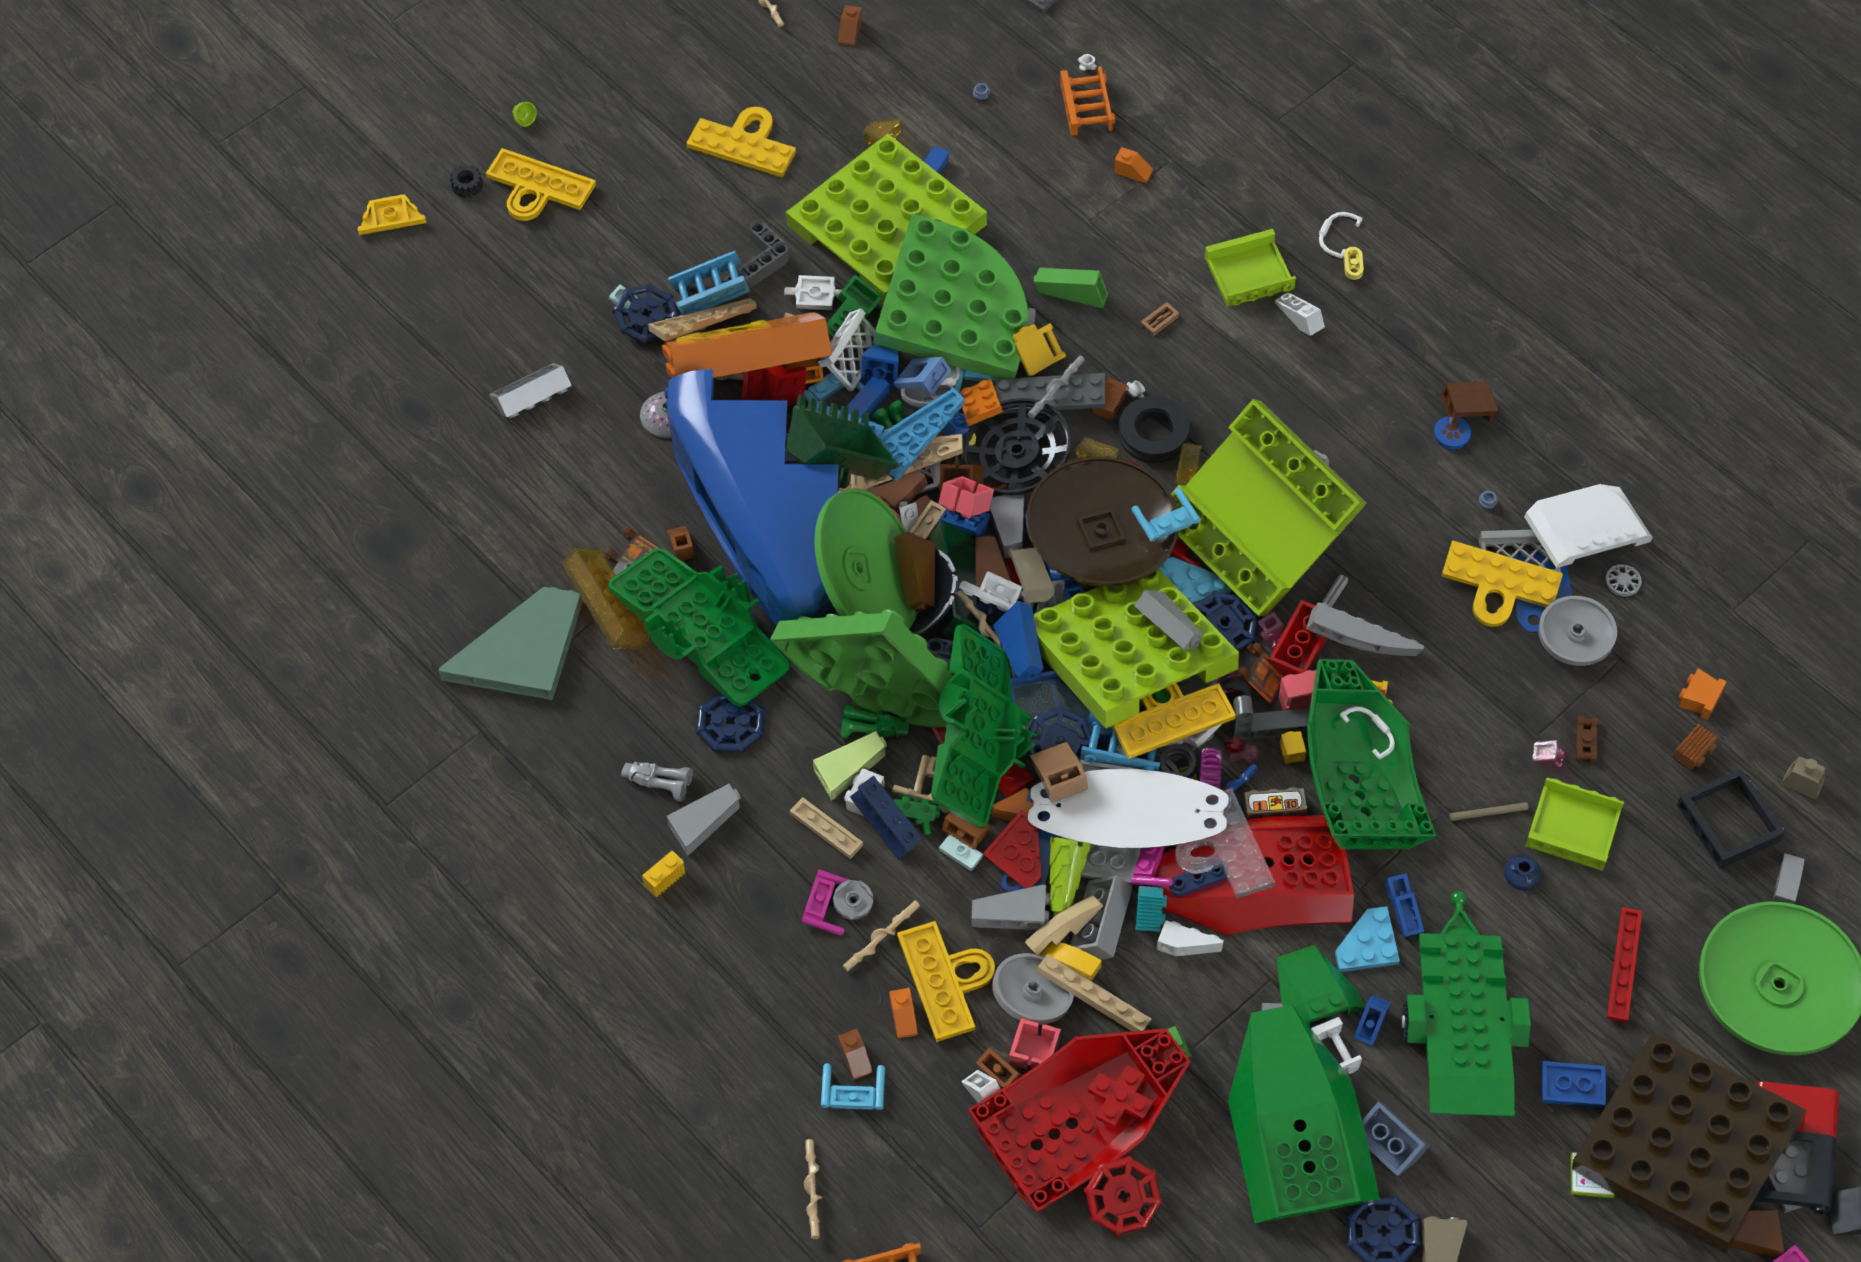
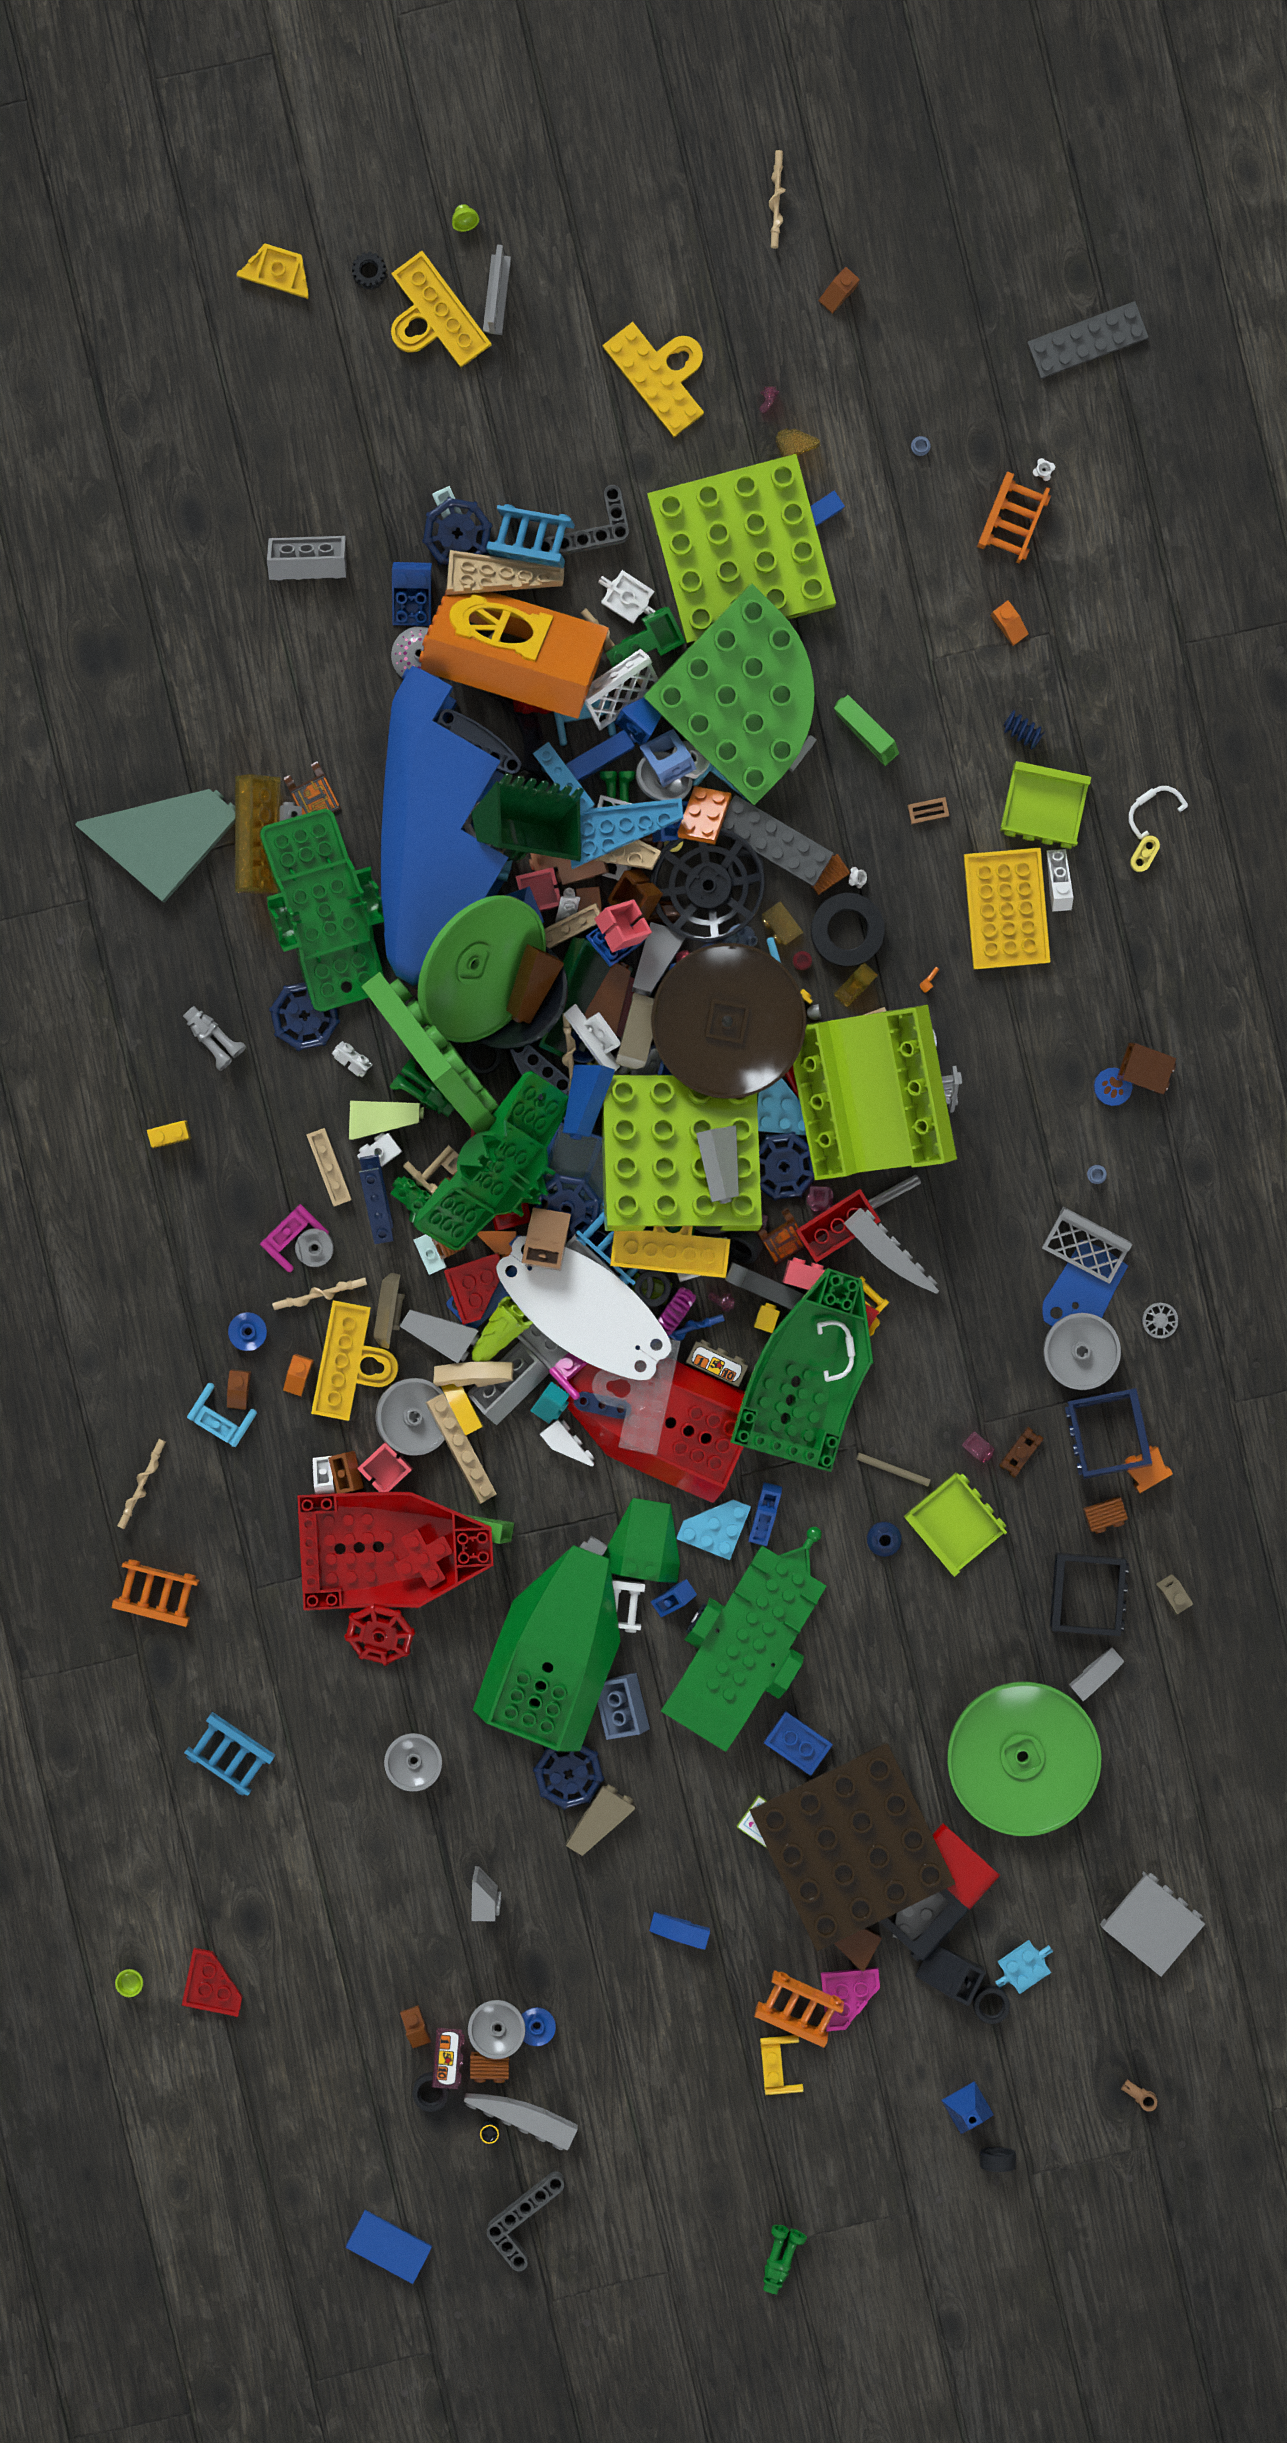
camera: 30 degrees right, 30 degrees up
(577, 145) = (497, 292): none -> light grey fence
(634, 372) = (411, 593): none -> blue slope
(681, 543) = (356, 806): dark orange slope -> none
(702, 817) = (223, 1099): light grey slope -> none
(801, 734) = (359, 1063): none -> white hinge
(830, 993) = (237, 1331): none -> blue dish
(840, 112) = (770, 394): none -> clear pink plate
(953, 915) = (388, 1310): none -> dark tan piece
(1034, 348) = (786, 786): yellow piece -> none
(1054, 385) = (774, 845): light grey piece -> none
(1169, 522) = (786, 1058): medium azure plate -> none
(1195, 227) = (1023, 730): none -> dark blue piece
(1233, 744) = (718, 1287): dark red plate -> none
(1272, 352) = (1006, 908): none -> yellow plate
(1500, 575) = (1056, 1260): yellow plate -> none
(1585, 523) = (1162, 1253): white slope -> none
(1624, 965) = (909, 1668): red plate -> none
(1665, 655) = (1139, 1424): none -> dark blue window

